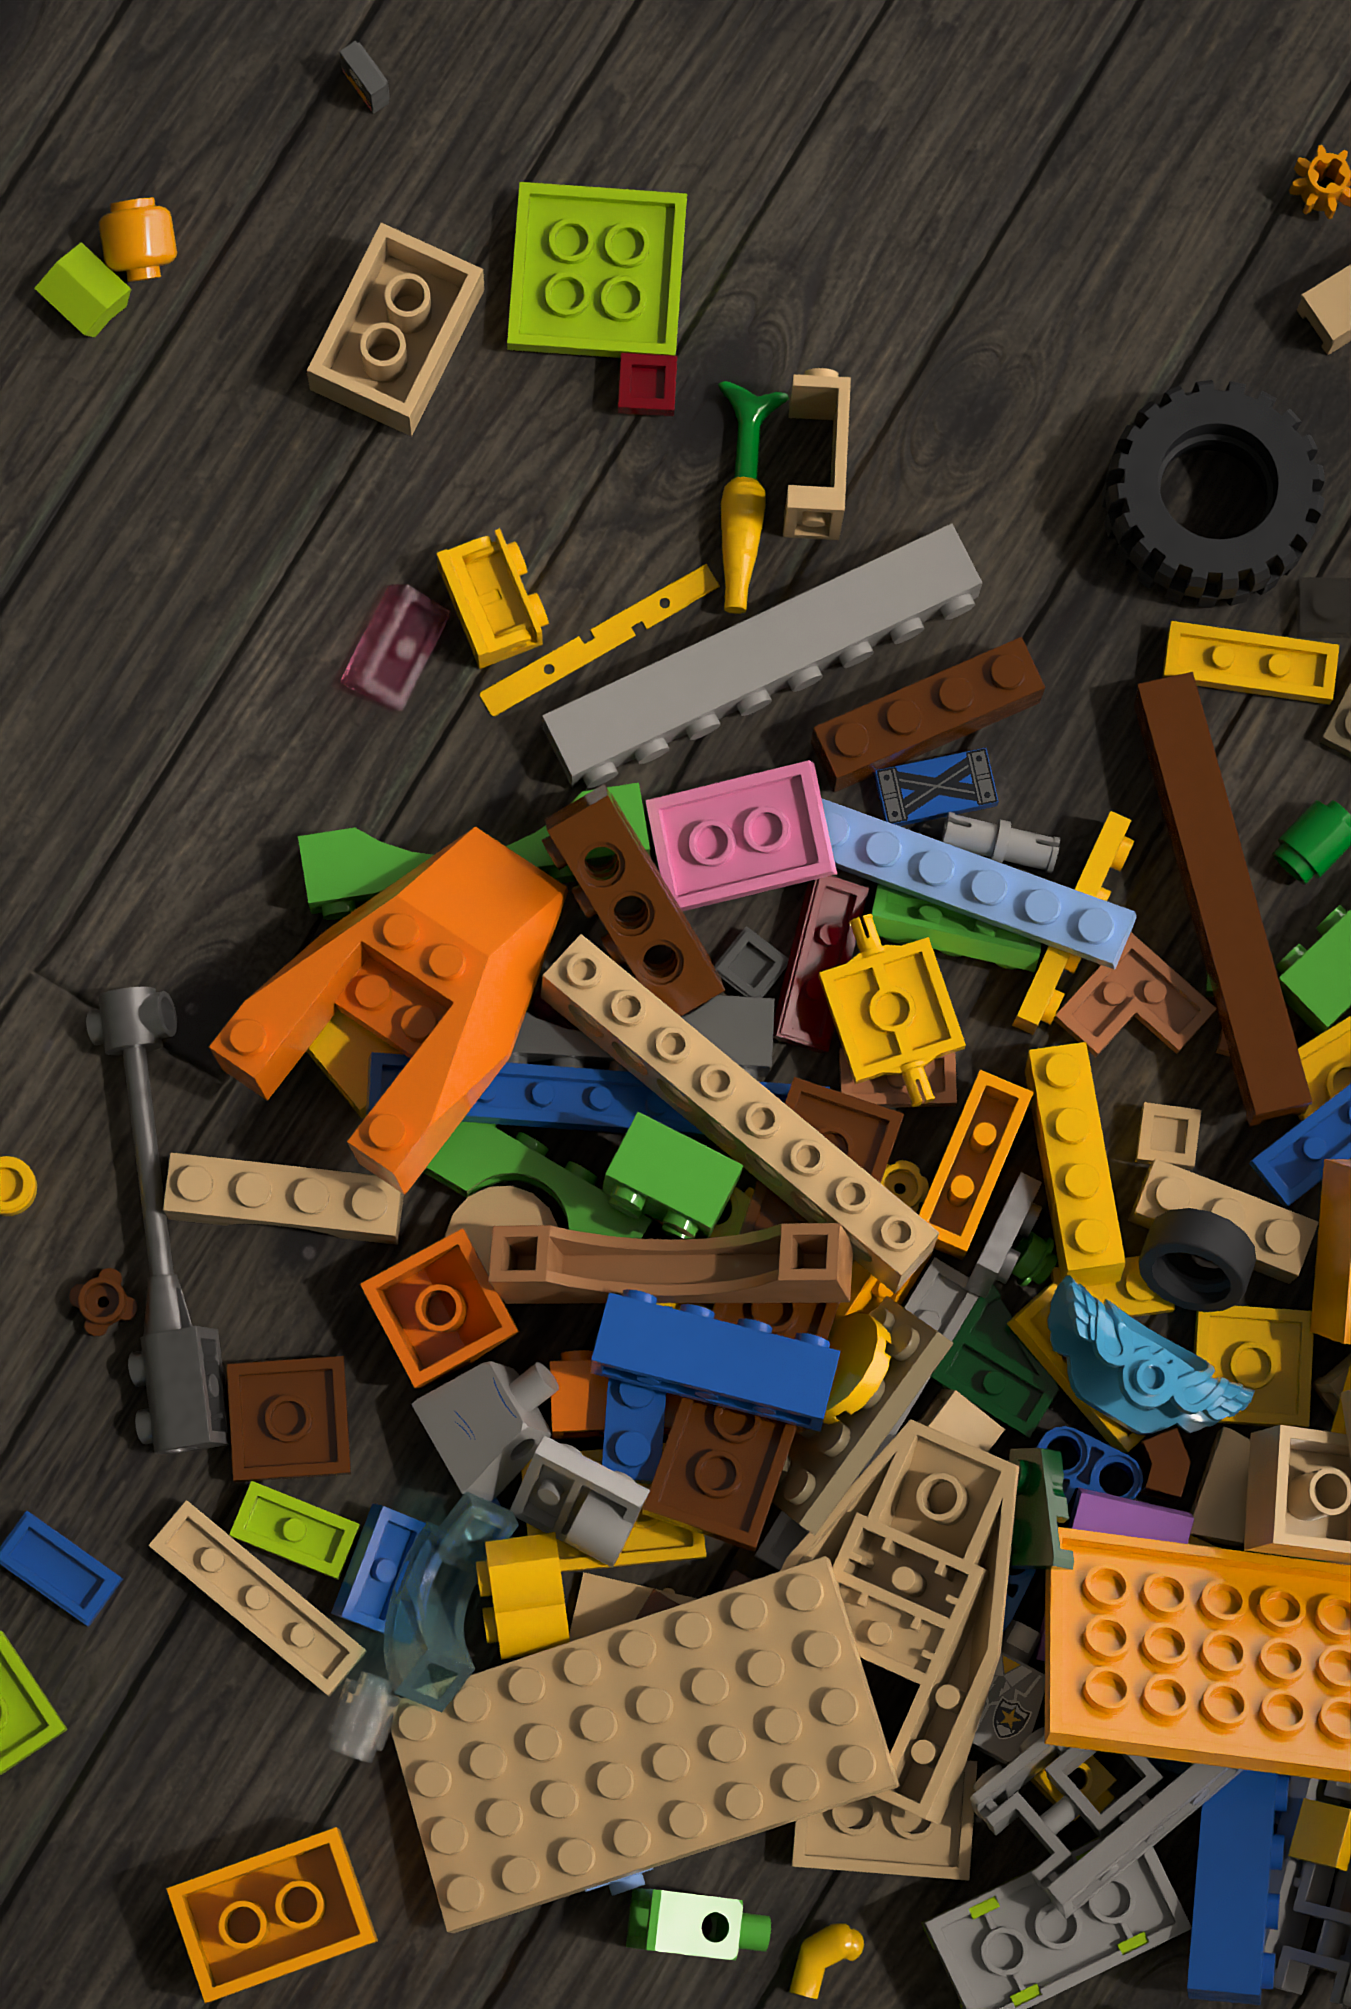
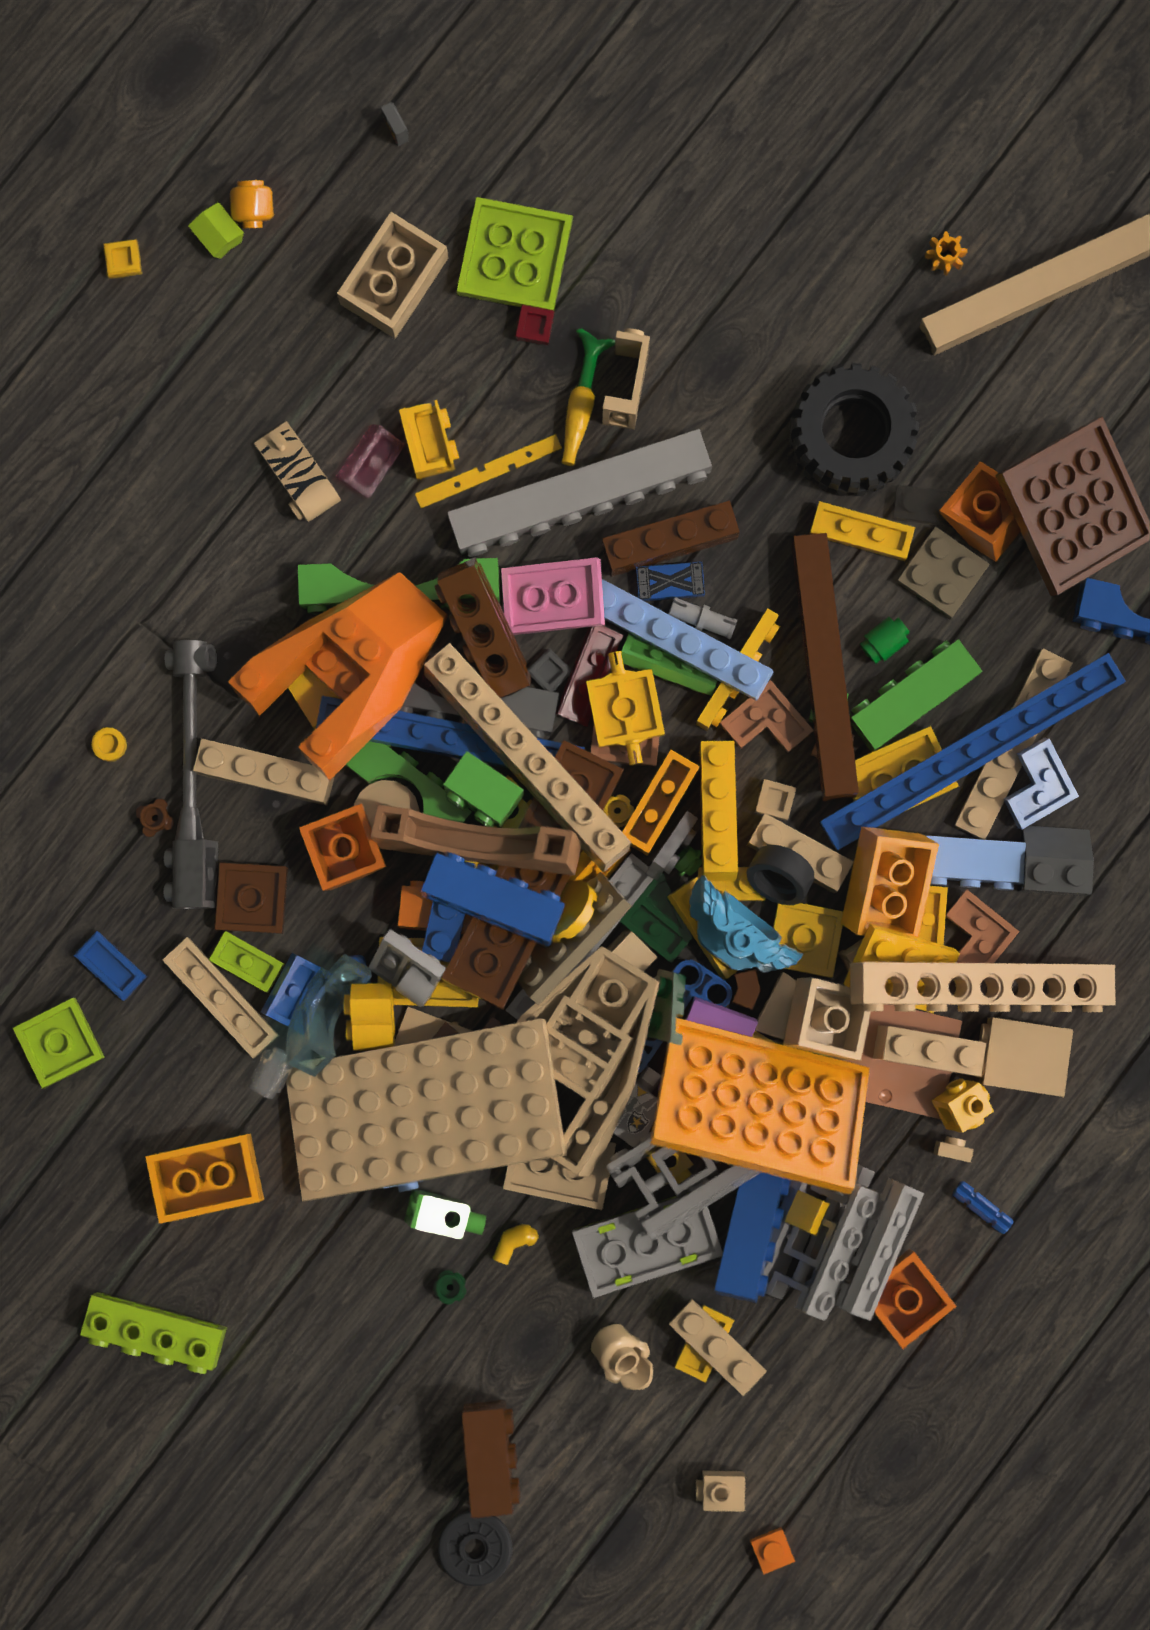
camera: 15 degrees right, 5 degrees up
(276, 681) = (297, 472): none -> tan door
(487, 1424) = (362, 916): light grey torso -> none

